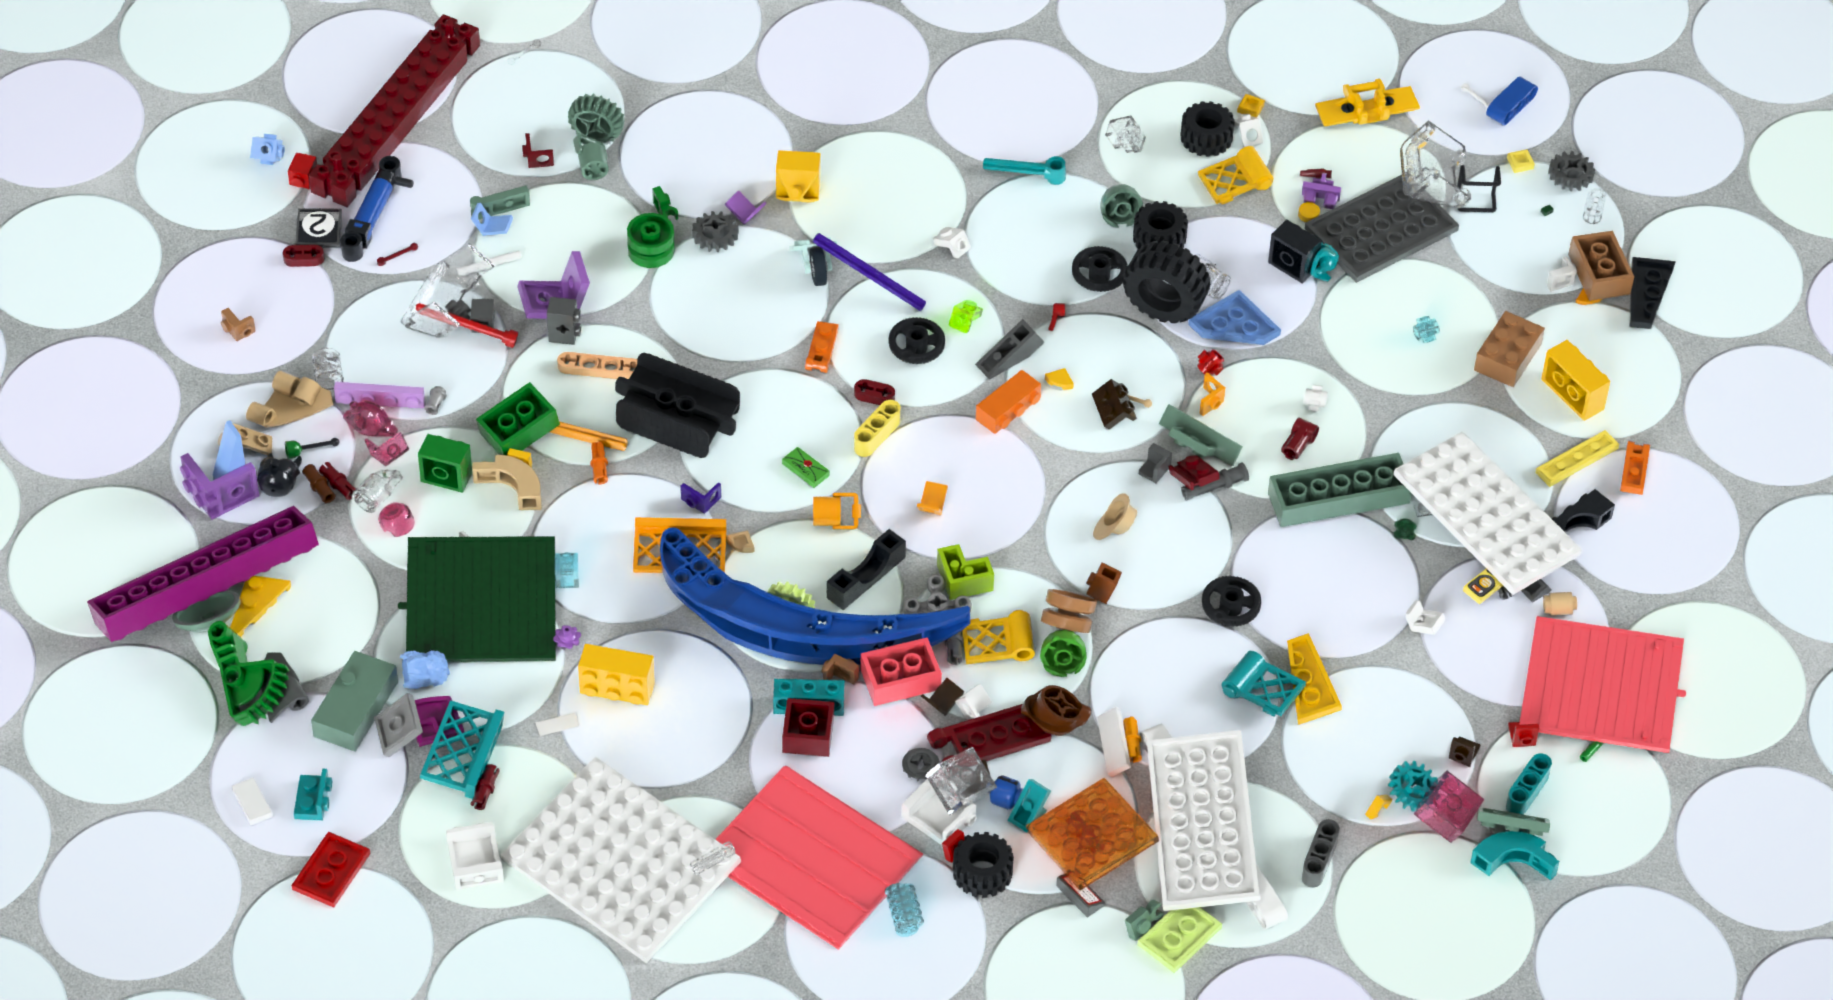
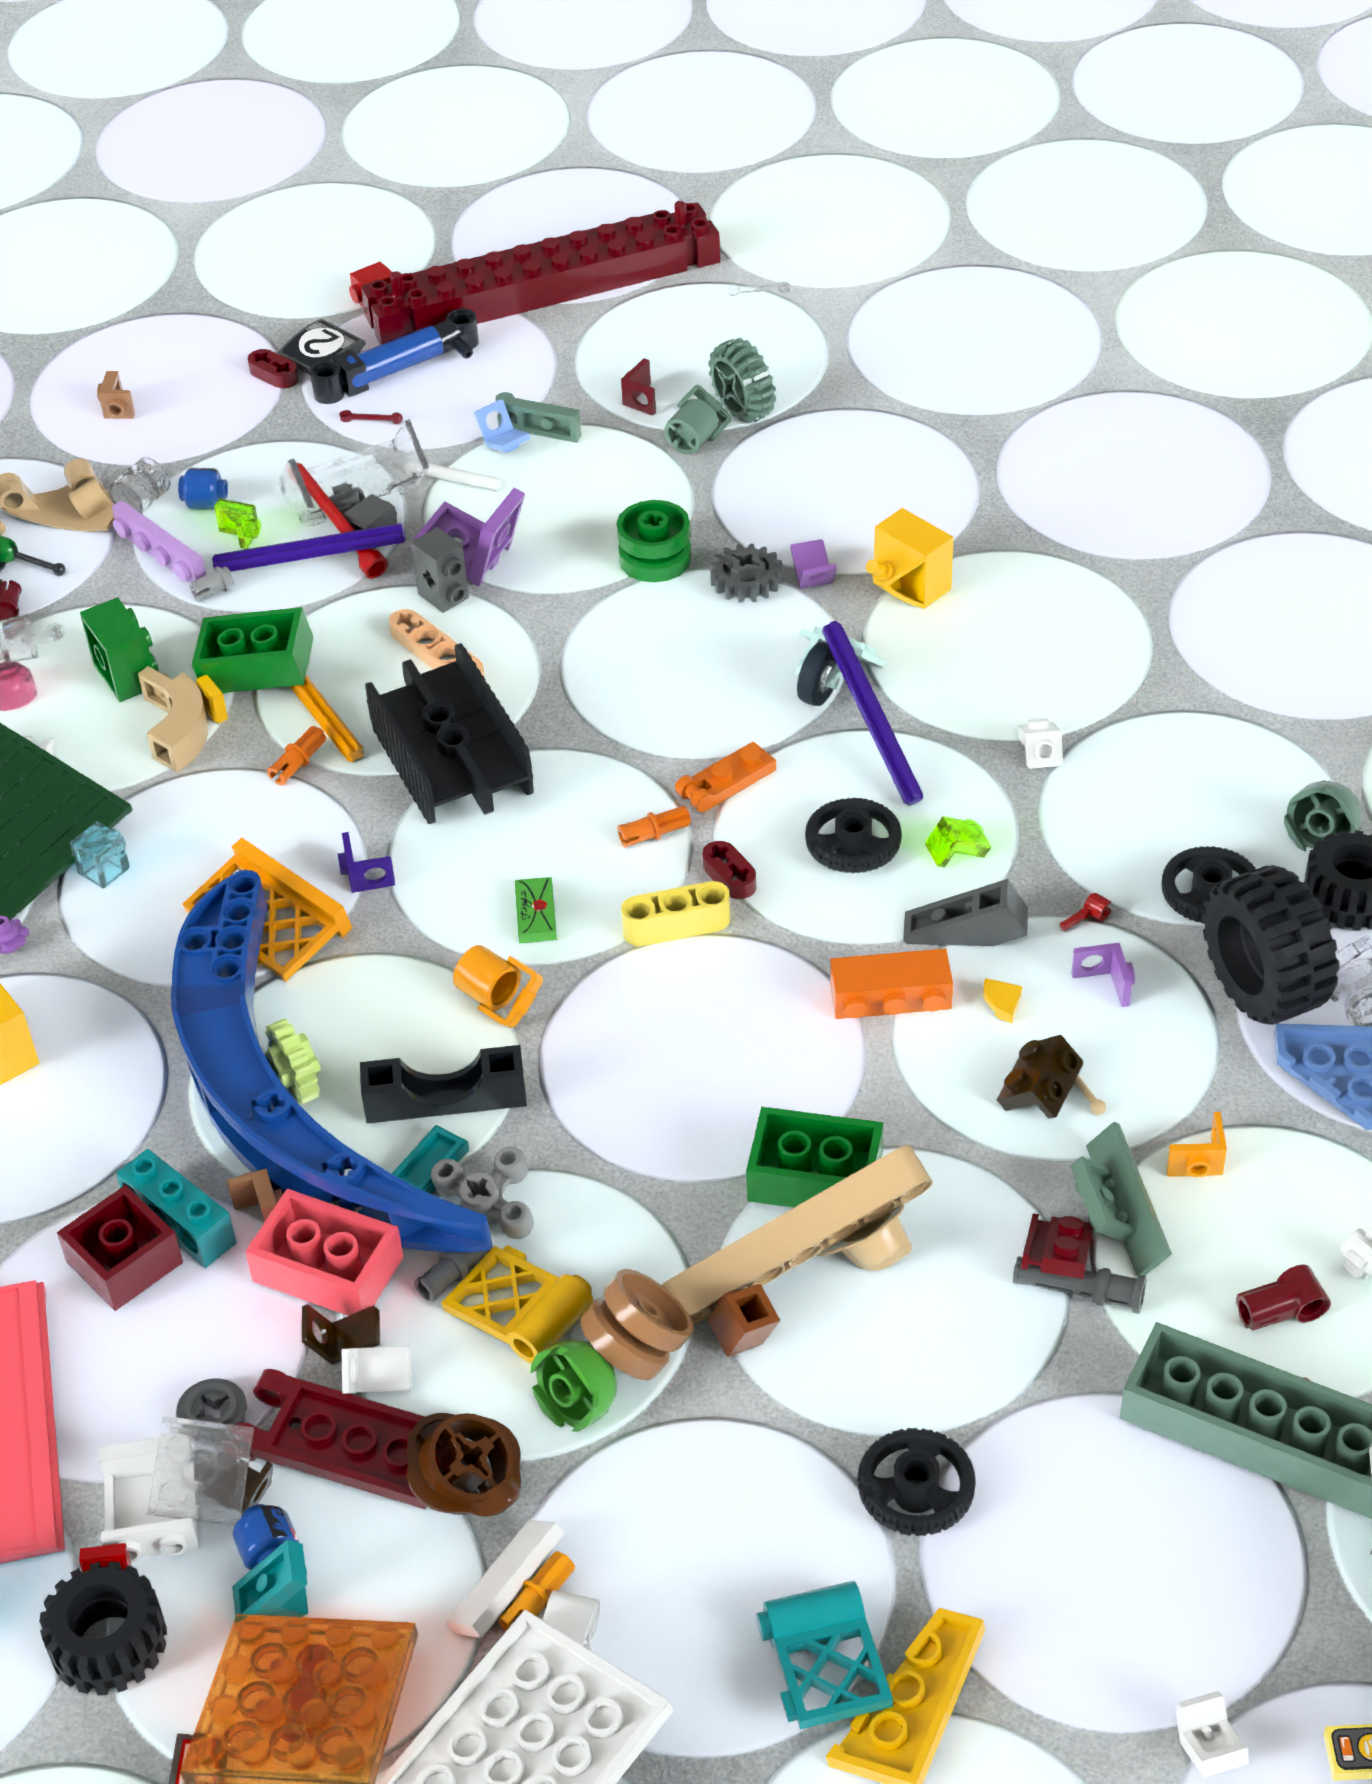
camera: 45 degrees right, 5 degrees down
(260, 147) = (361, 246): light blue brick -> none
(362, 349) = (202, 488): none -> blue head
(369, 419) = (120, 565): clear pink hat -> none
(389, 450) = (86, 600): clear pink bracket -> none
(407, 355) = (239, 520): none -> clear neon green bracket
(472, 349) = (311, 547): none -> dark purple axle
(662, 201) = (720, 510): green plate -> none
(741, 542) = (349, 953): tan tile -> none
(816, 393) = (653, 826): none -> orange axle
(889, 602) = (435, 1146): none -> teal tile
(933, 498) = (645, 1050): light orange bracket -> none
(964, 576) = (558, 1174): lime brick -> none
(1053, 170) = (1274, 725): teal axle -> none
(1063, 500) = (807, 1153): none -> green brick
(1096, 530) = (802, 1232): none -> tan beam
(1098, 334) = (1112, 963): none -> medium lavender bracket
(1156, 463) = (1016, 1203): dark grey panel -> none
(1210, 362) = (1247, 1103): red gear -> none
(1405, 524) = (1327, 1548): clear green plate -> none

